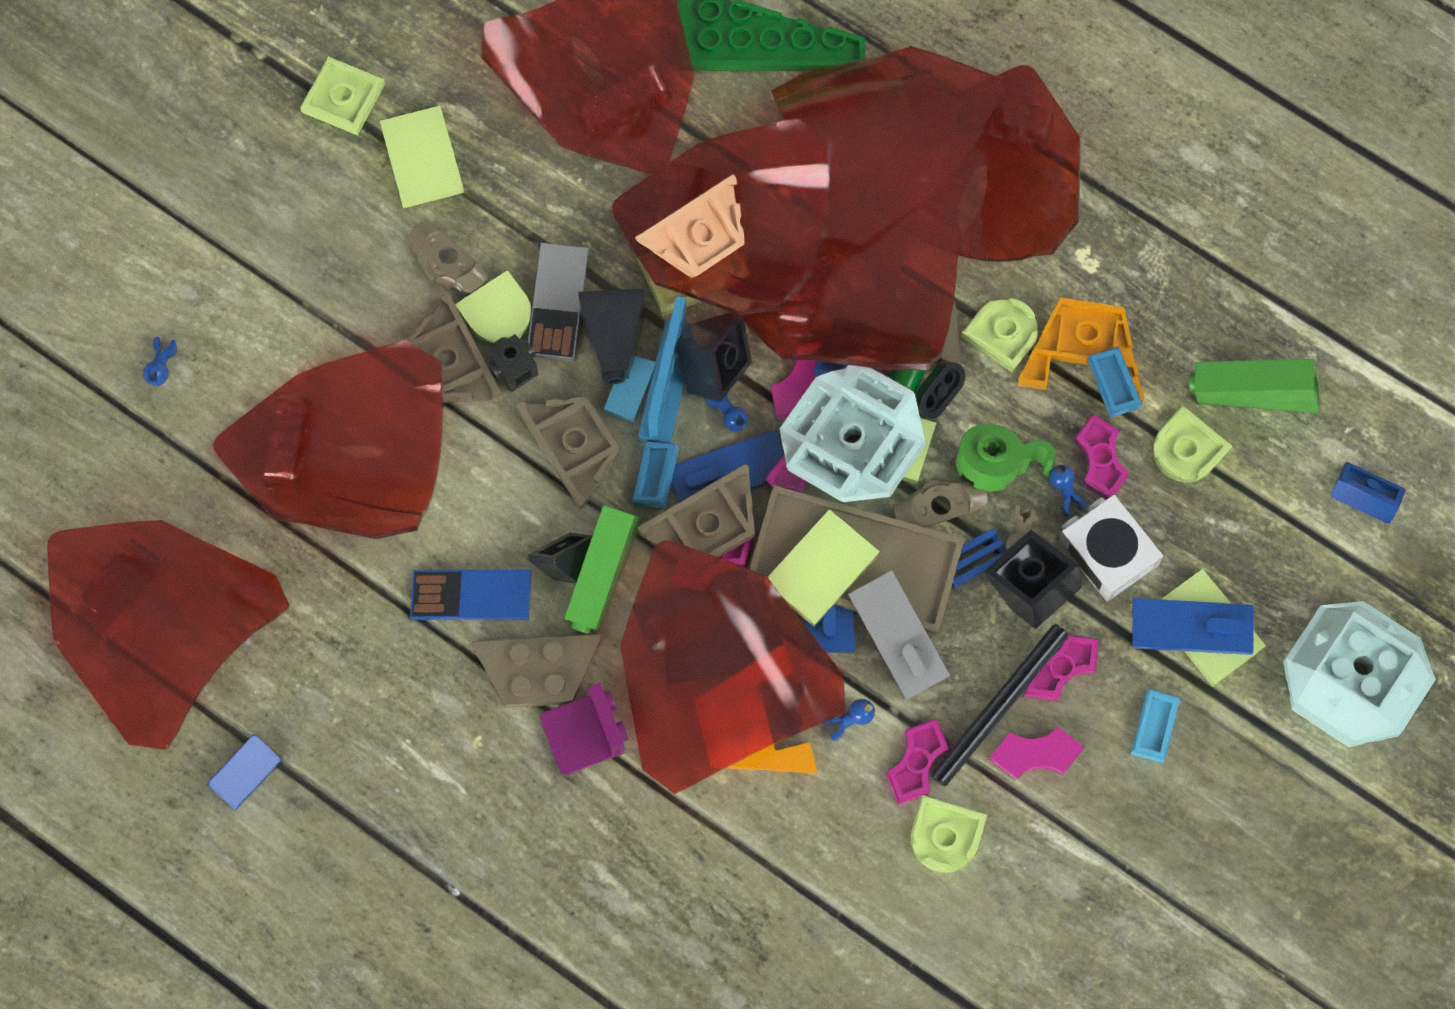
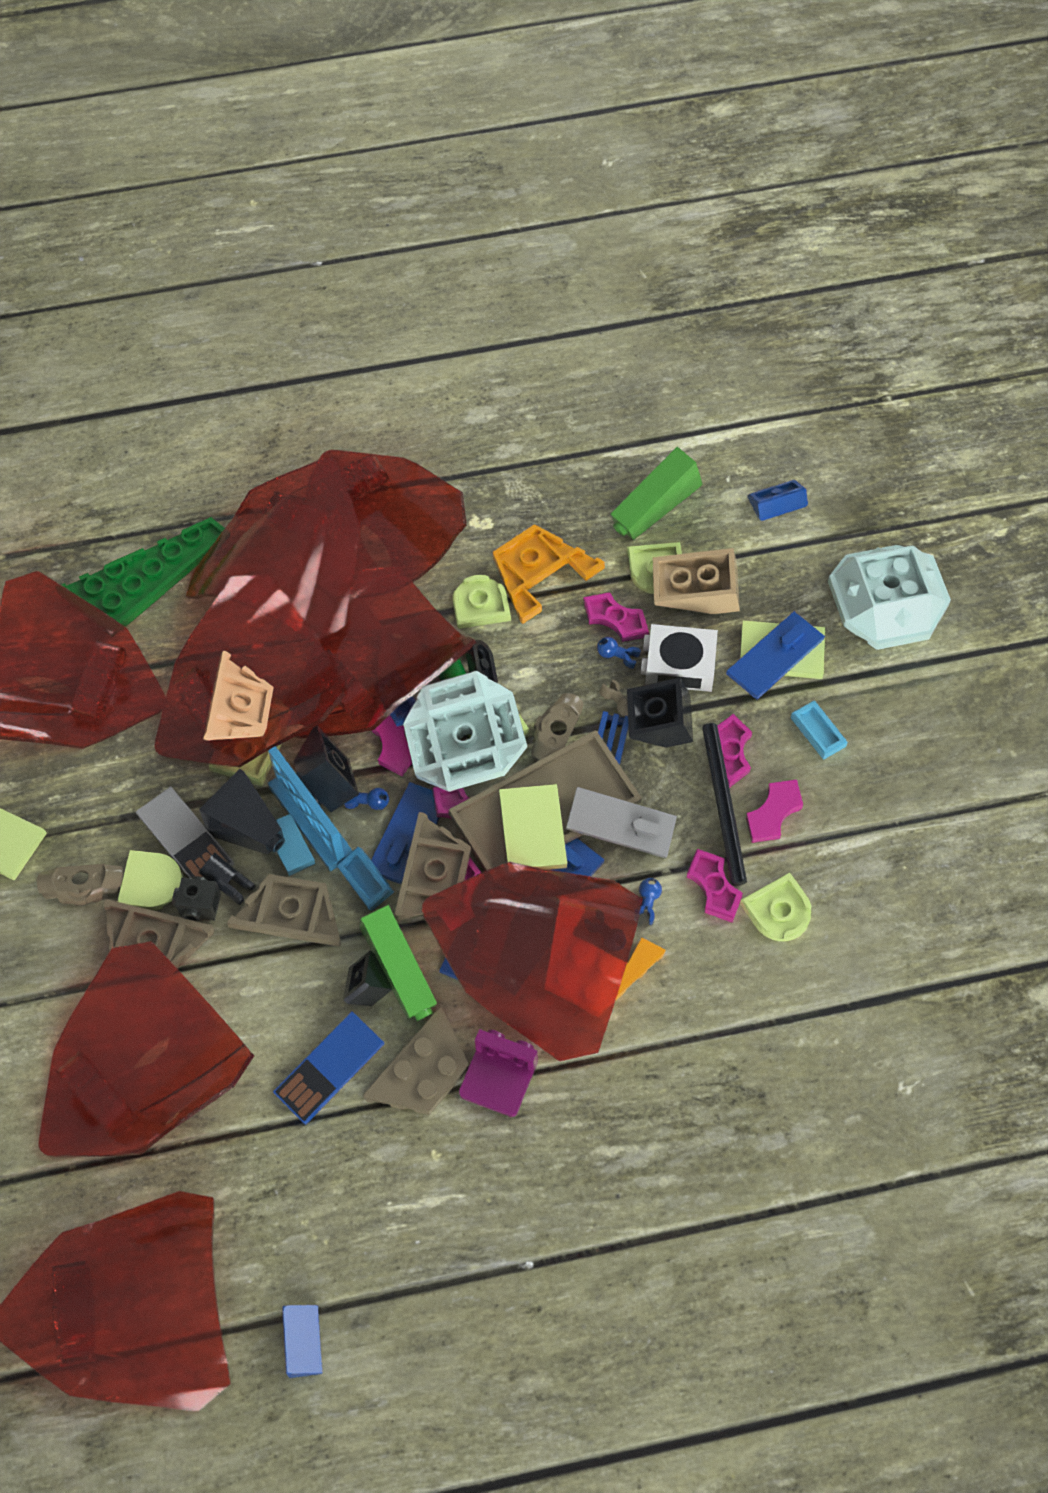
camera: 45 degrees left, 10 degrees down
(551, 358) = (220, 871): none -> black hinge
(996, 456) = (560, 669): bright green piece -> none
(1114, 382) = (577, 566): dark azure tile -> none
(1200, 496) = (697, 581): none -> tan slope

